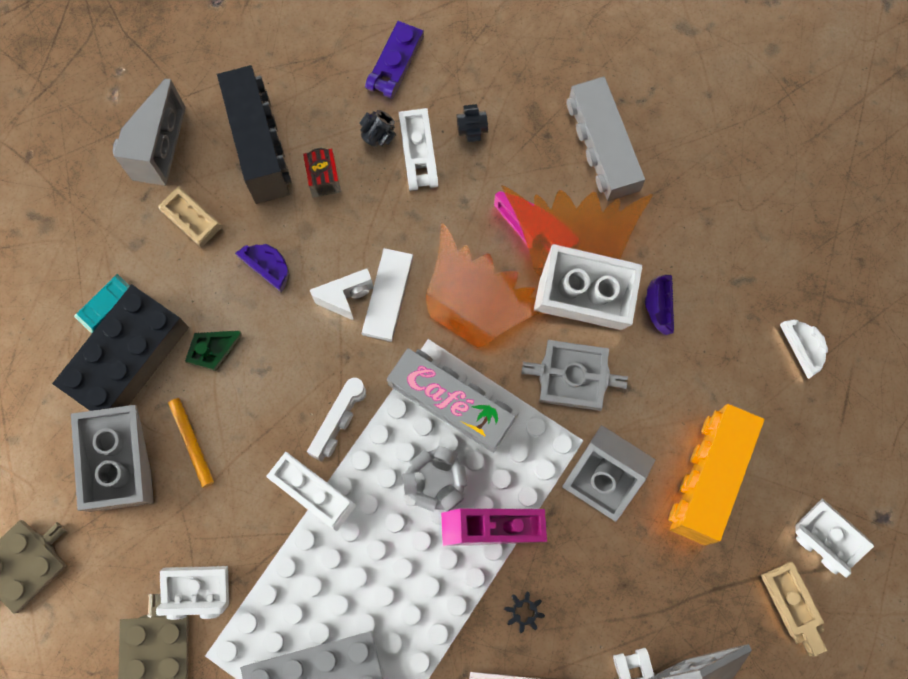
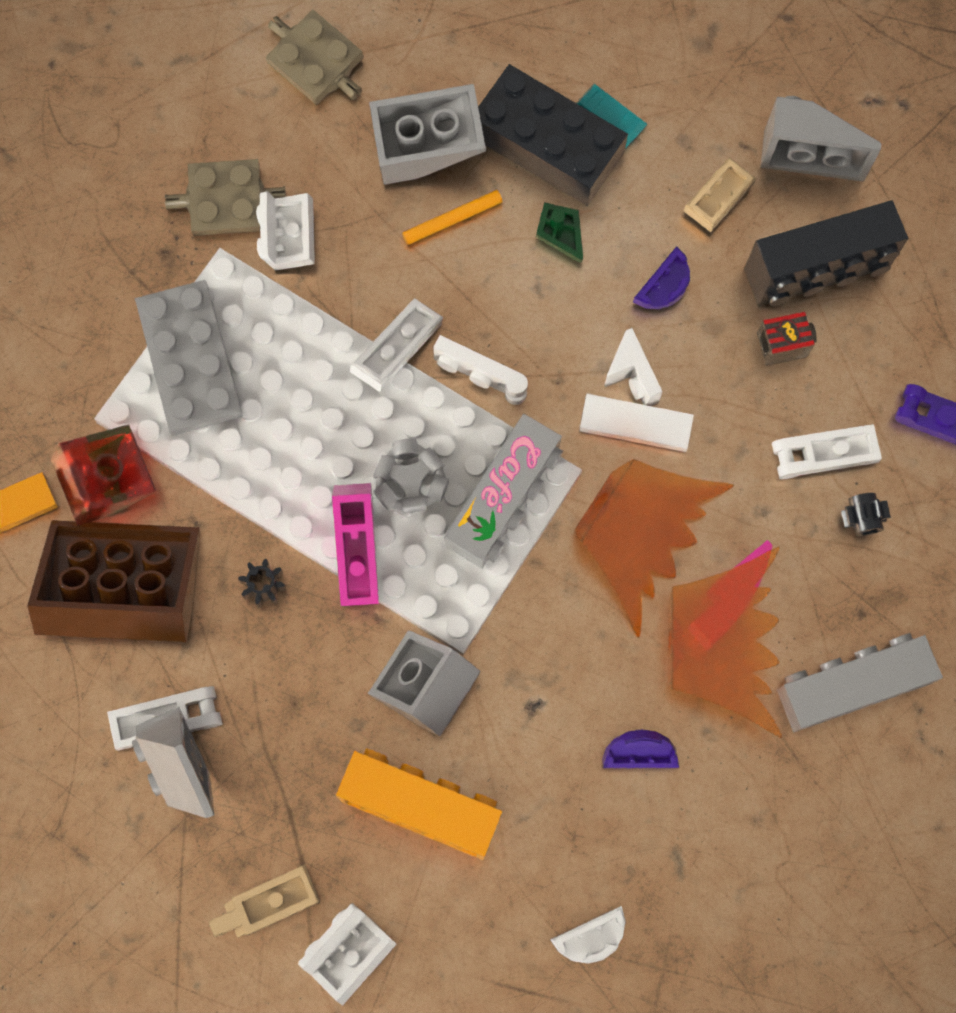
camera: 85 degrees right, 0 degrees up
(377, 128) = (848, 400): black gear -> none
(574, 375) = (543, 642): light grey plate -> none
(588, 287) = (650, 652): white slope -> none

